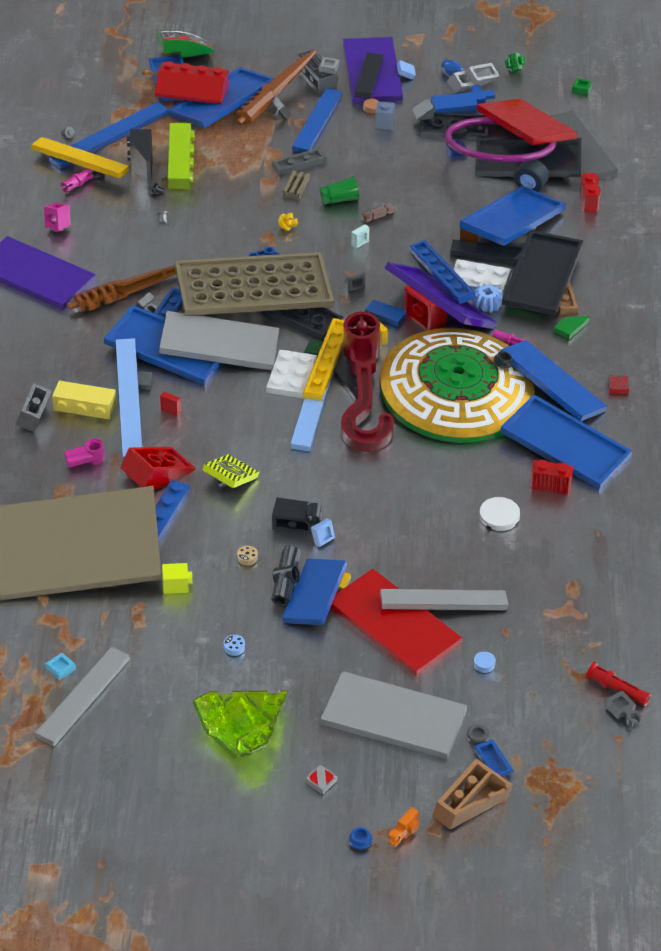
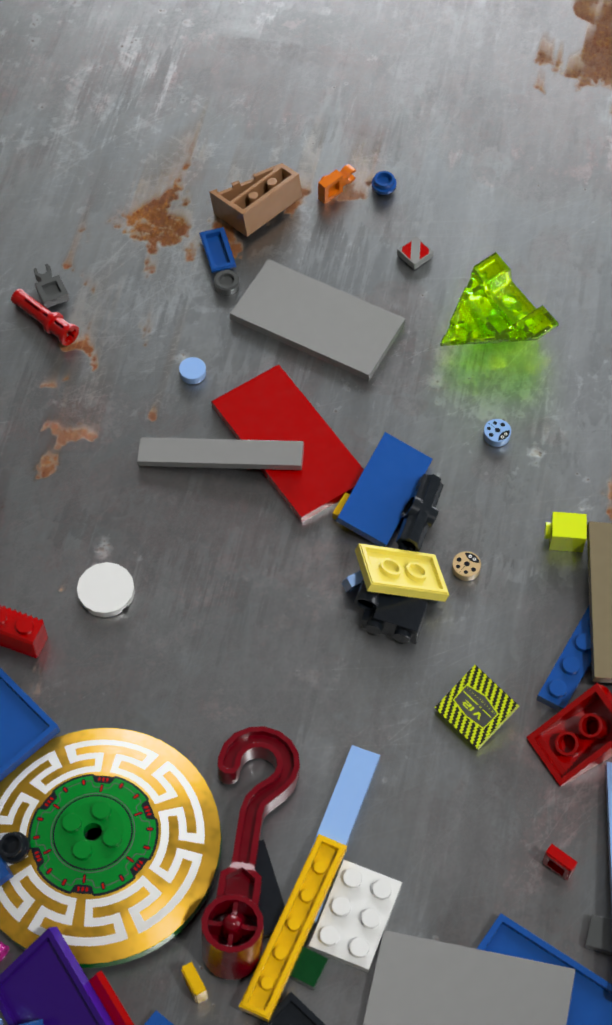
camera: 170 degrees left, 15 degrees up
(293, 527) = (401, 572): none -> light yellow tile

